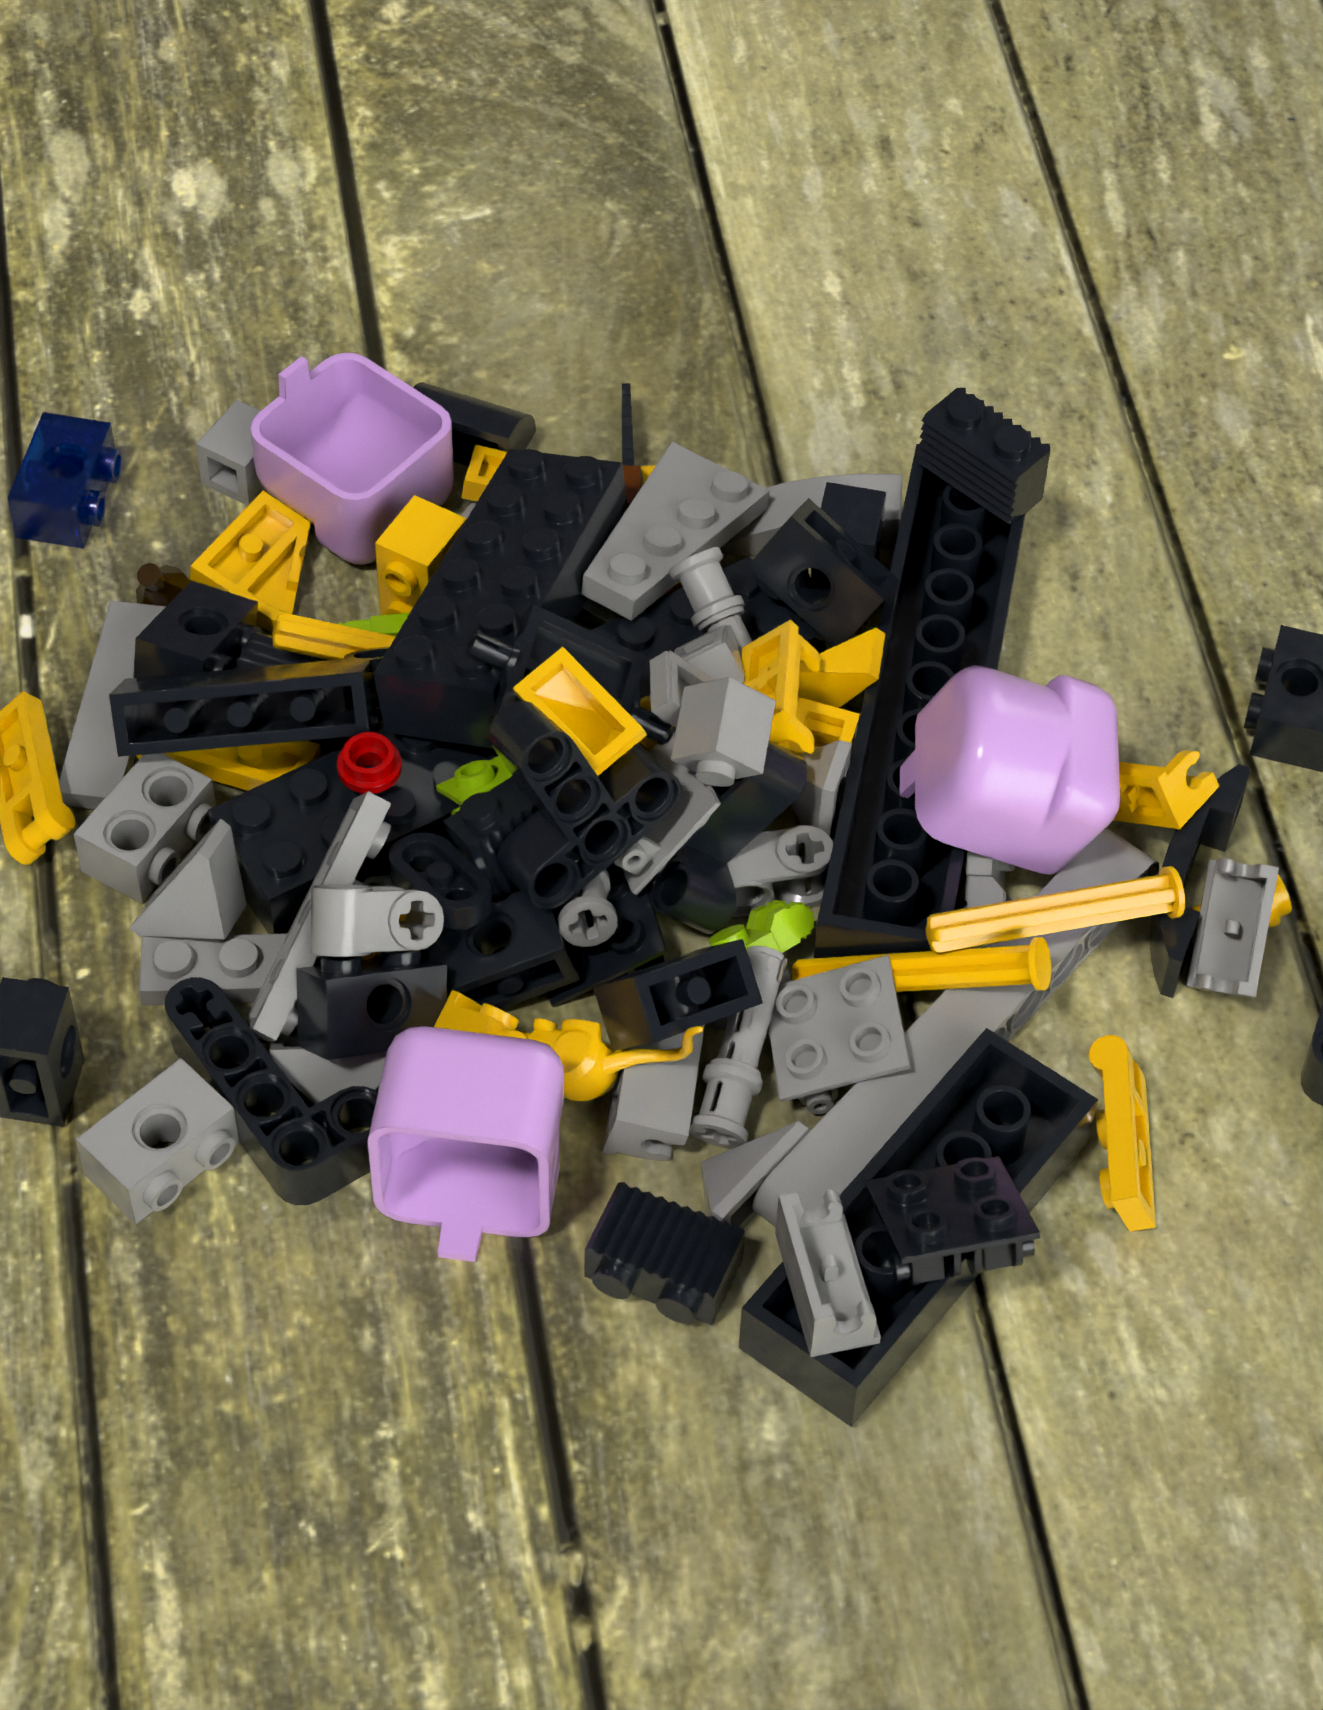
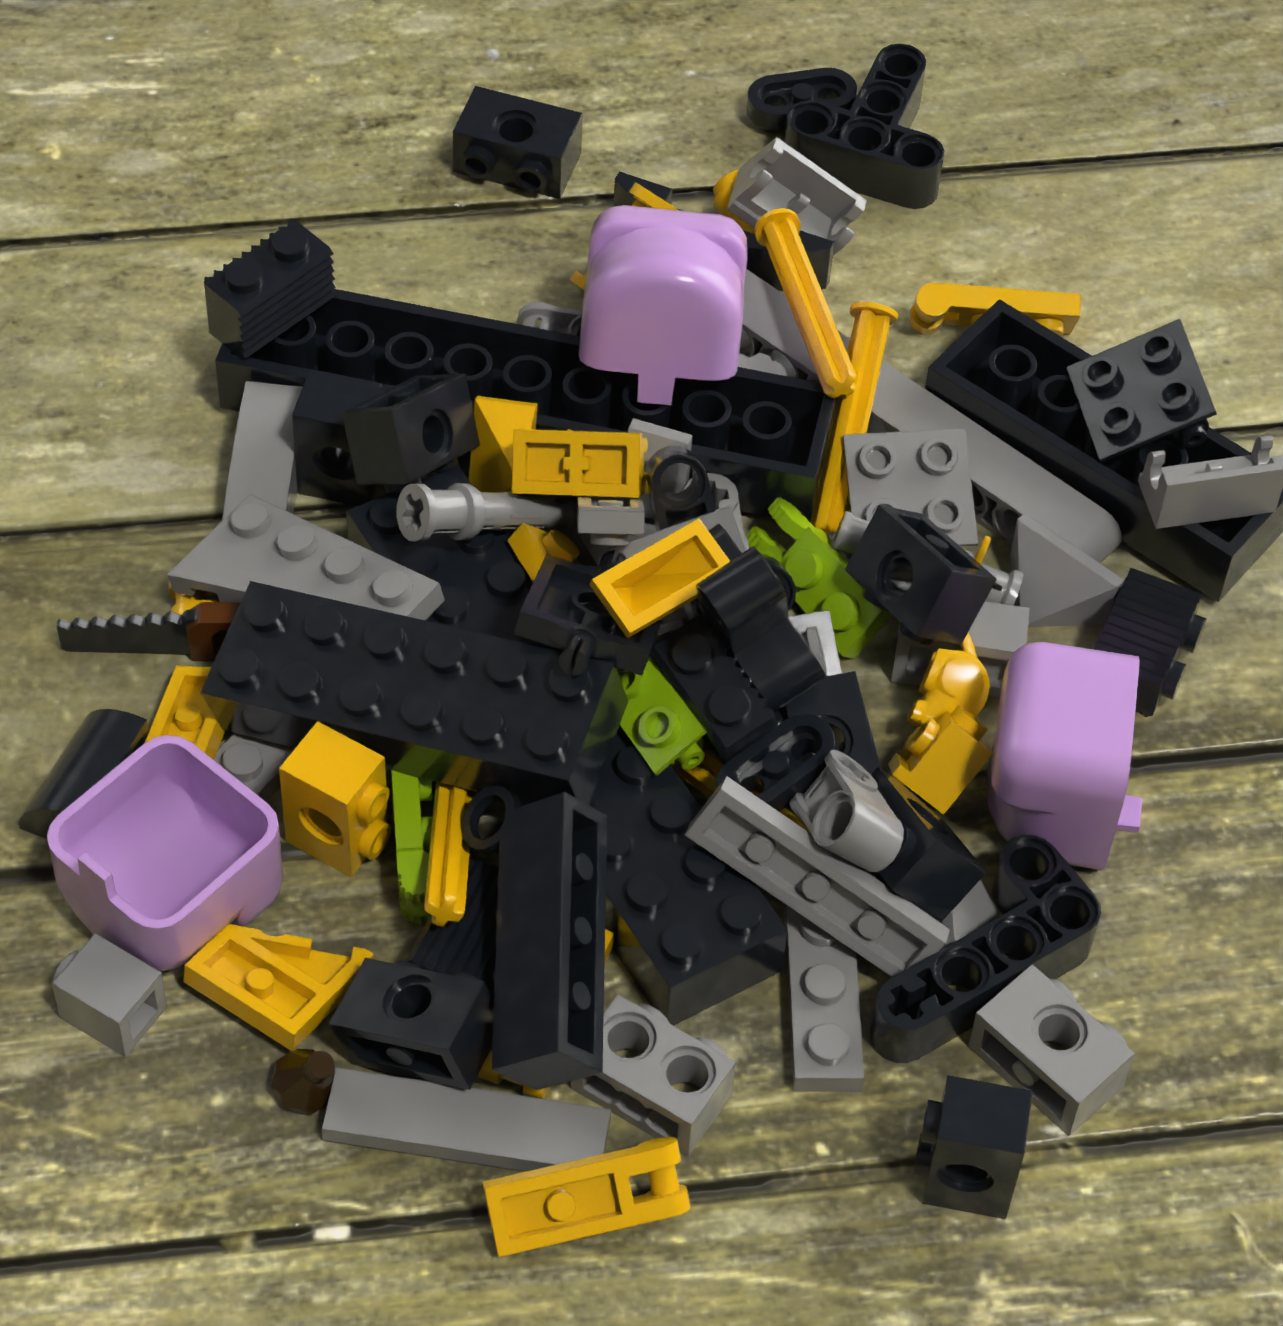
camera: 90 degrees left, 0 degrees up
(64, 480) = (158, 1210): clear blue brick -> none
(200, 895) = (758, 1015): light grey slope -> none
(369, 750) = (639, 806): red plate -> none
(715, 654) = (533, 520): light grey slope -> none
(723, 731) = (673, 478): light grey brick -> none

